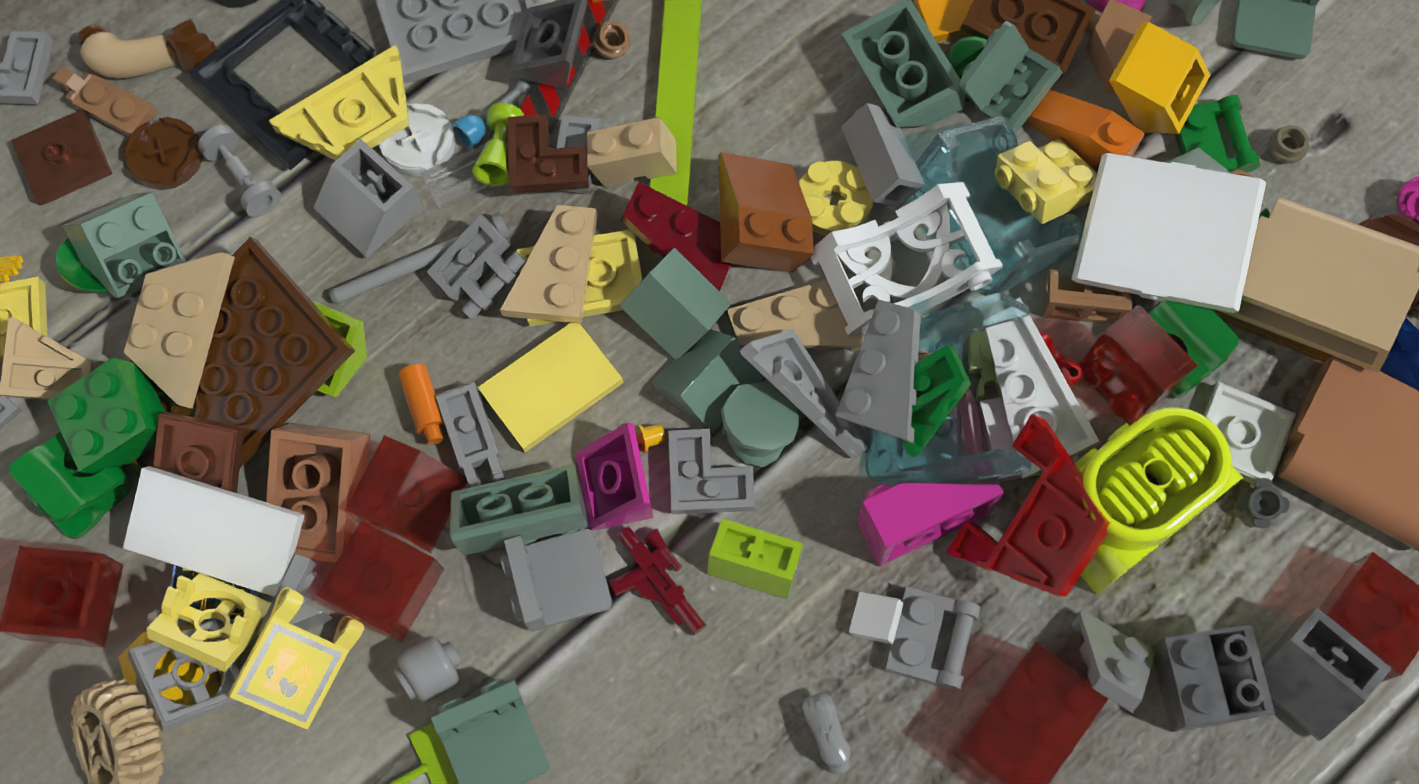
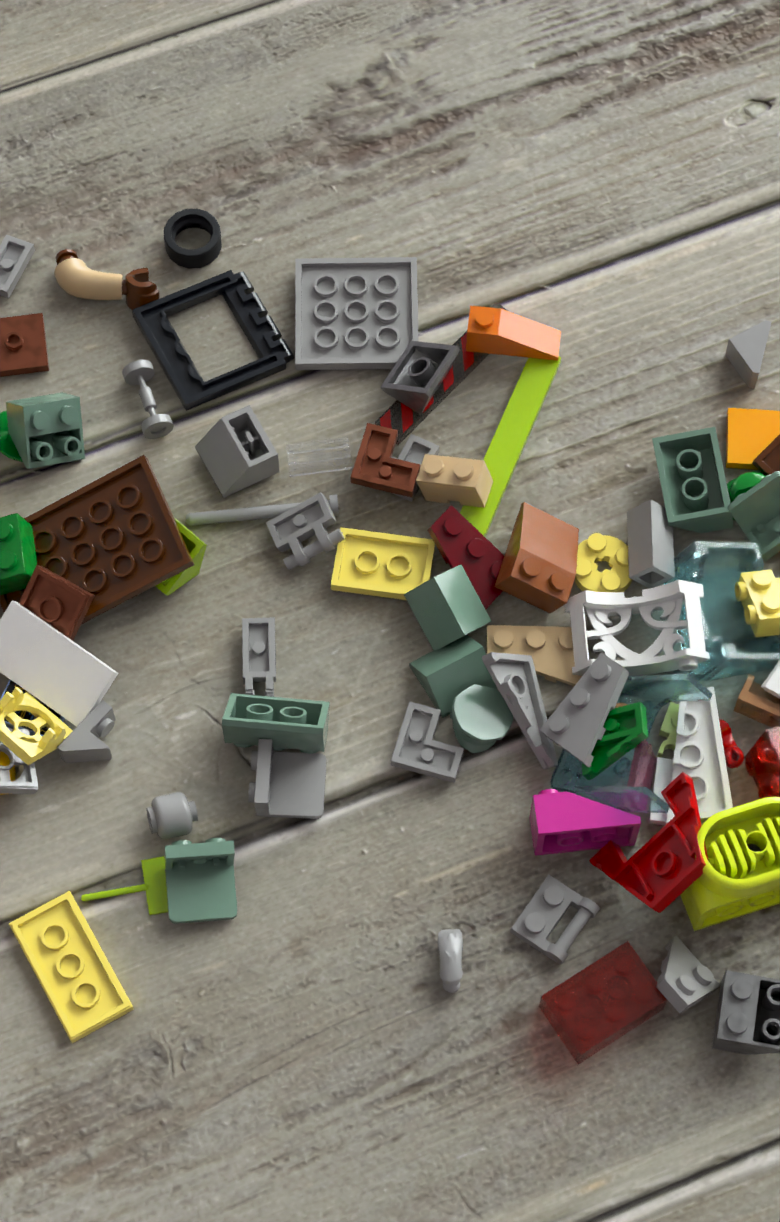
camera: 15 degrees right, 5 degrees down
(105, 101) = (61, 313): medium nougat hinge -> none
(163, 153) = (93, 367): reddish brown tile -> none
(177, 323) = (69, 502): tan wing -> none
(291, 666) = (73, 780): light yellow flag -> none
(316, 475) = (139, 651): nougat slope -> none
(357, 106) = (253, 378): light yellow wing -> none
(381, 581) = (158, 741): clear red brick -> none
(405, 494) = (195, 684): clear red slope -> none
(422, 402) = (230, 620): orange cylinder -> none
(423, 143) = (291, 416): white tile -> none
(472, 129) = (337, 422): dark azure hinge -> none
(493, 164) = (344, 454): lime piece -> none
(550, 385) = (331, 639): light yellow tile -> none
(557, 270) = (366, 552): tan wing -> none
(614, 480) = (356, 725): dark pink slope -> none
(616, 31) = (478, 381): medium nougat plate -> none
(650, 436) = (394, 701): yellow piece -> none
(653, 581) = (359, 808): dark red piece -> none
(754, 558) = (440, 816): lime hinge -> none
(876, 617) = (517, 889): white tile -> none

